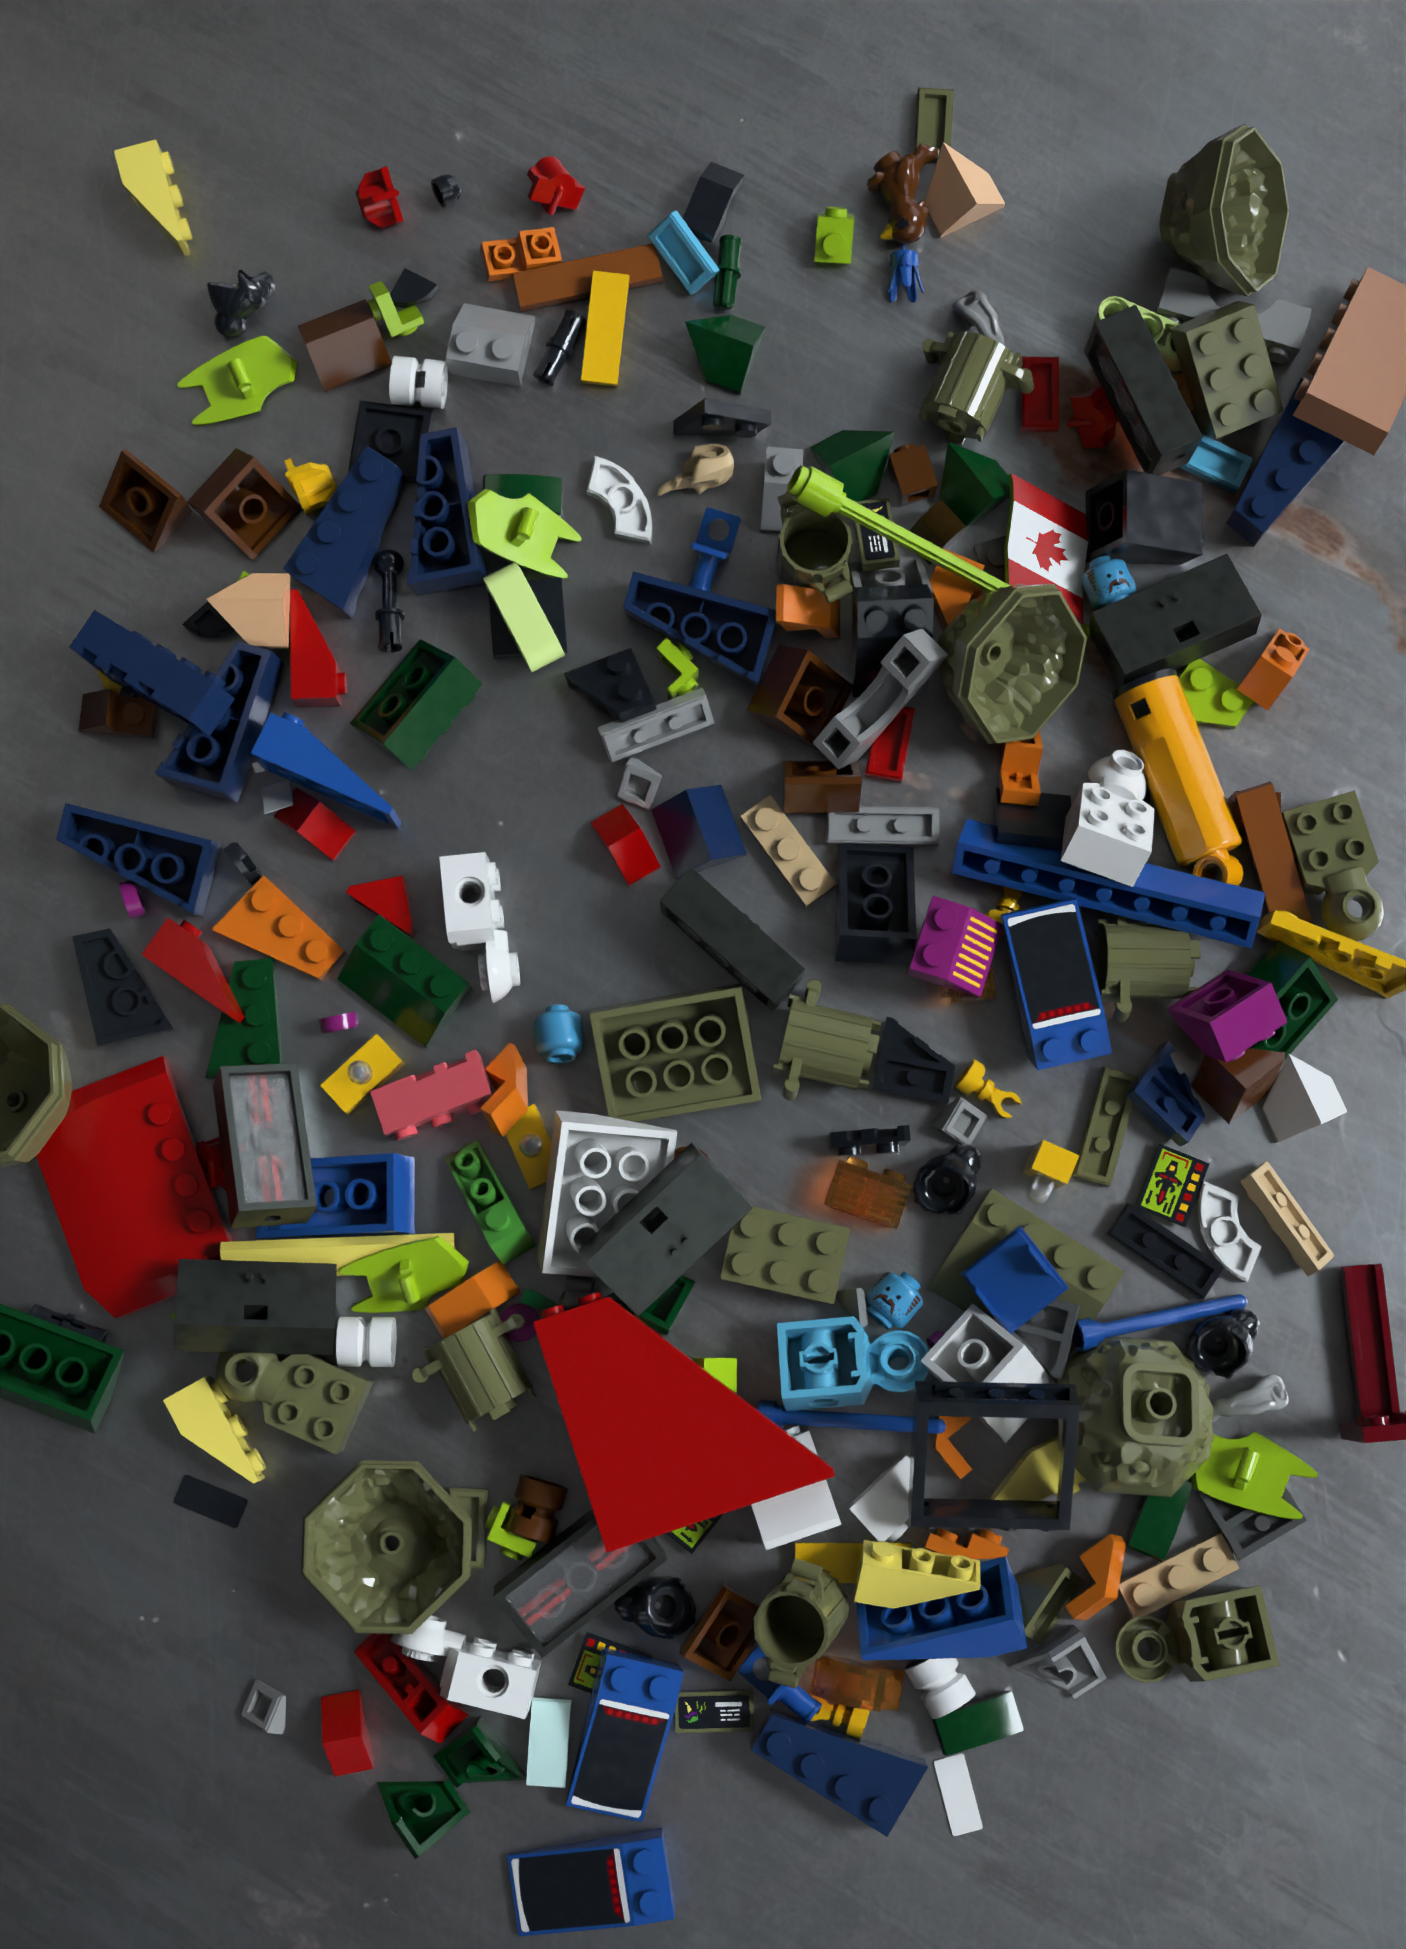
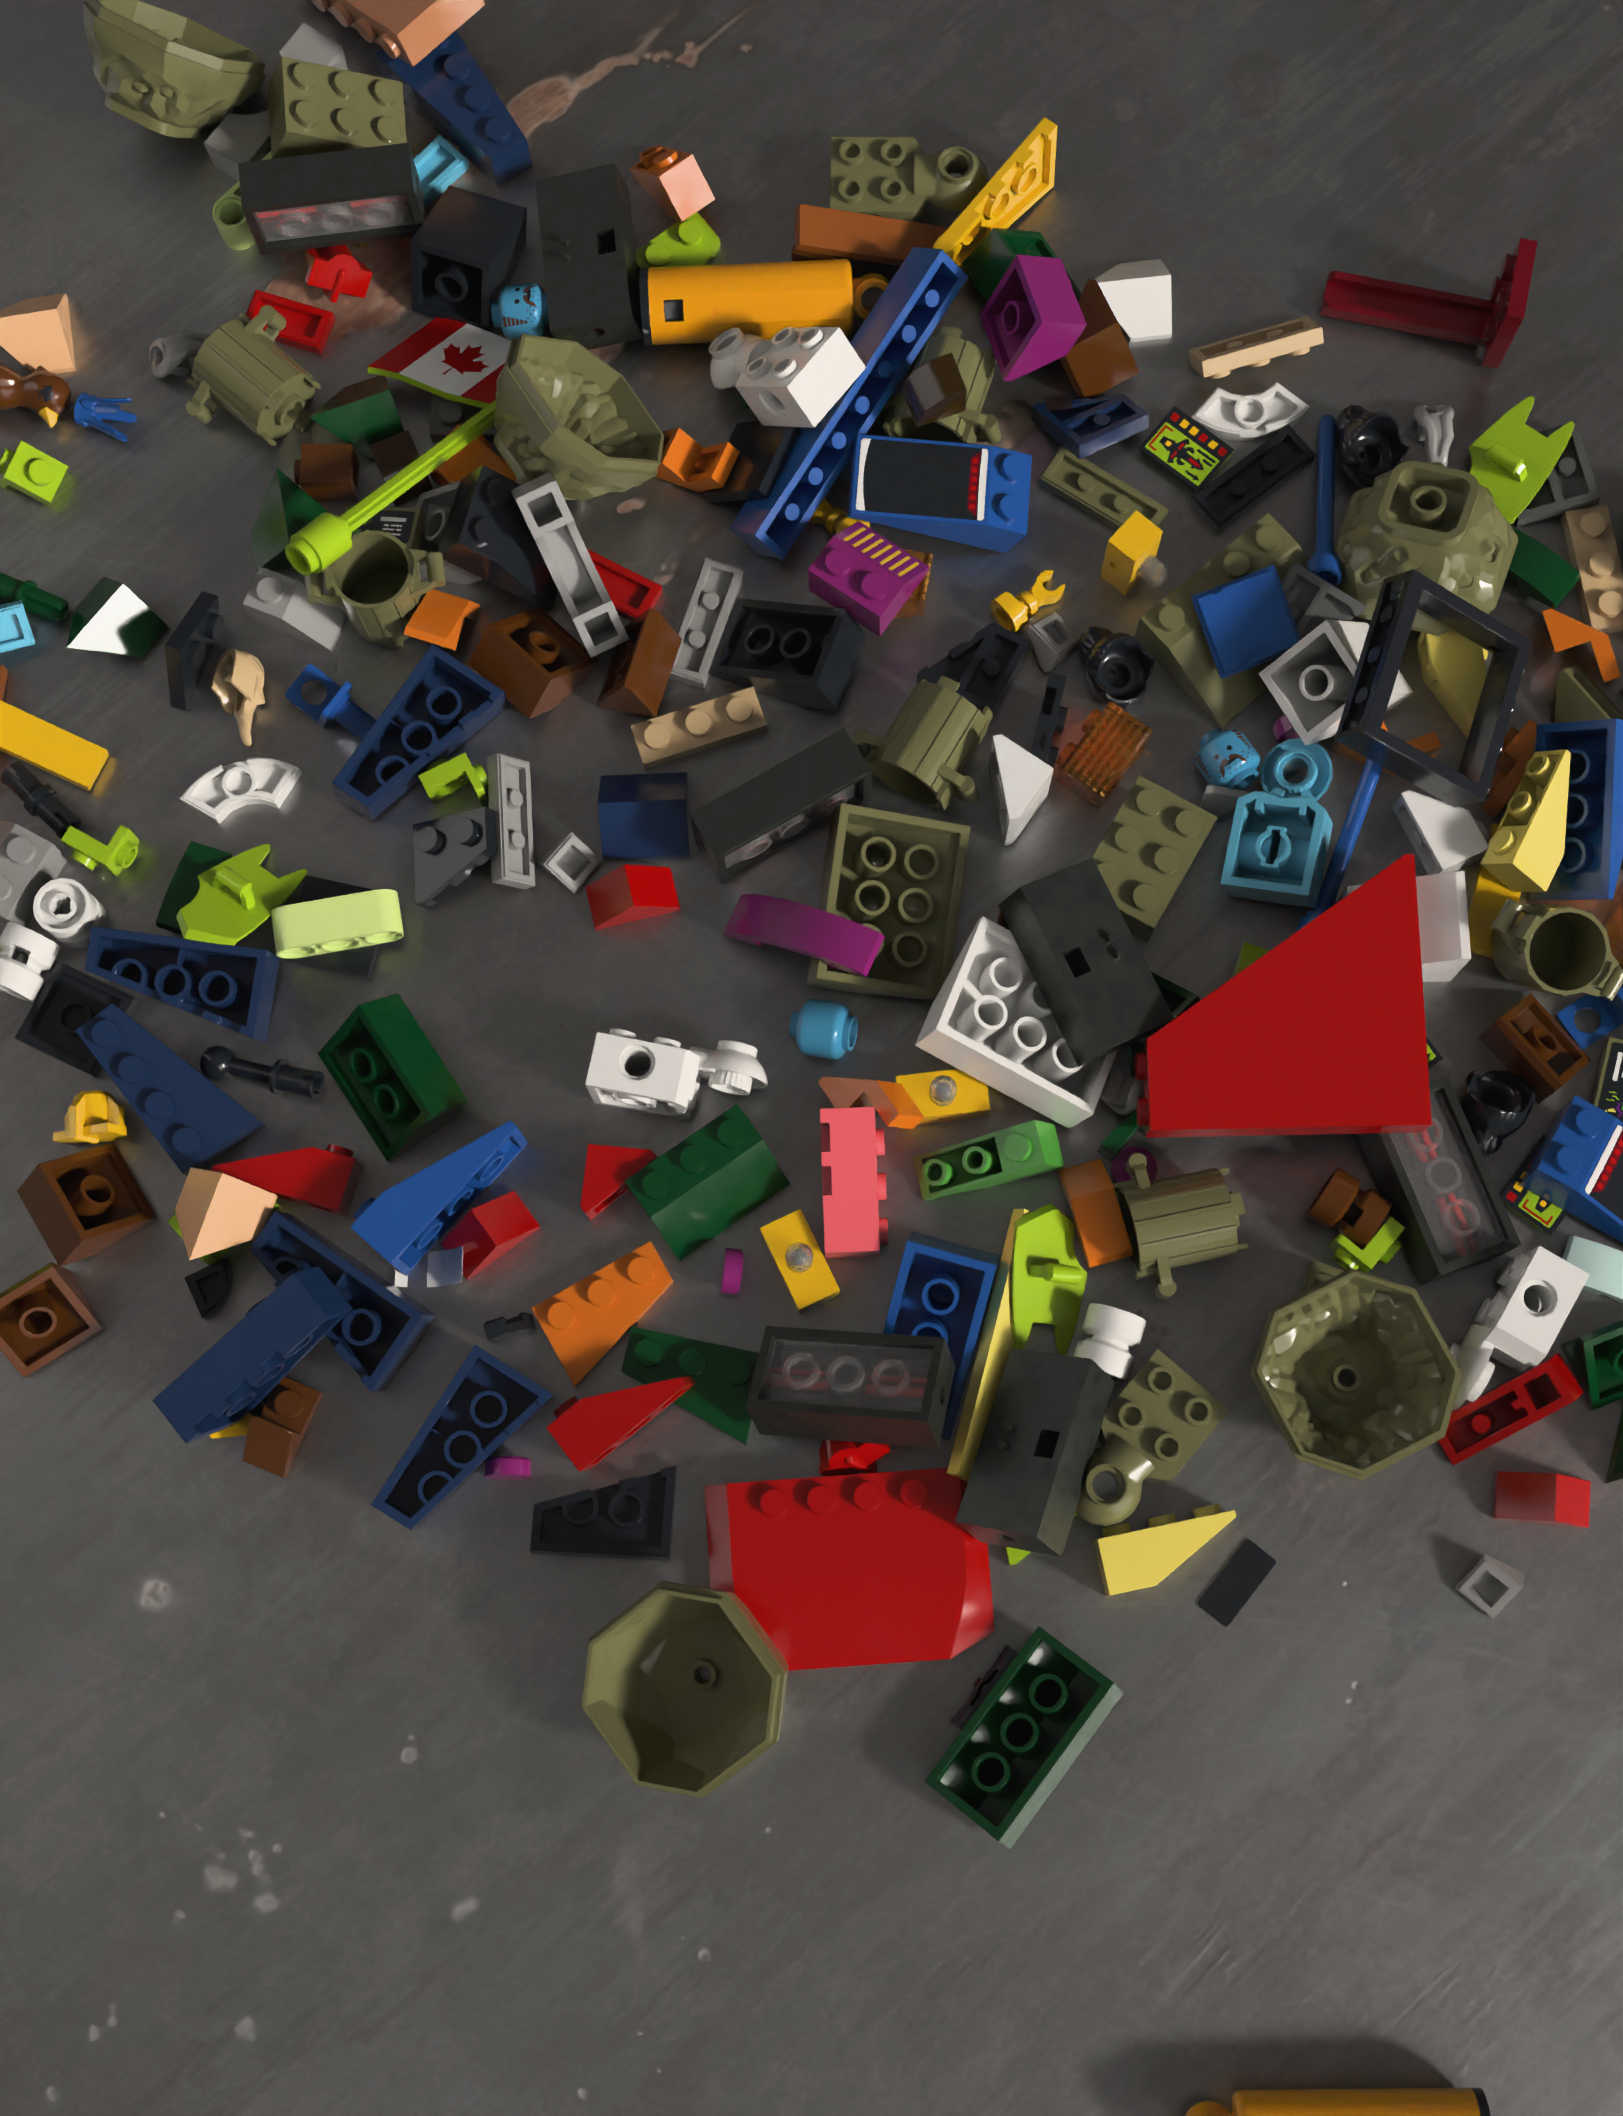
camera: 70 degrees left, 5 degrees down
(469, 405) = (68, 912): none -> white wheel
(526, 404) = (91, 853): none -> lime bracket
(625, 992) = (805, 931): none -> magenta slope
(808, 1130) = (1018, 785): none -> white slope
(1128, 951) = (935, 391): none -> dark brown brick

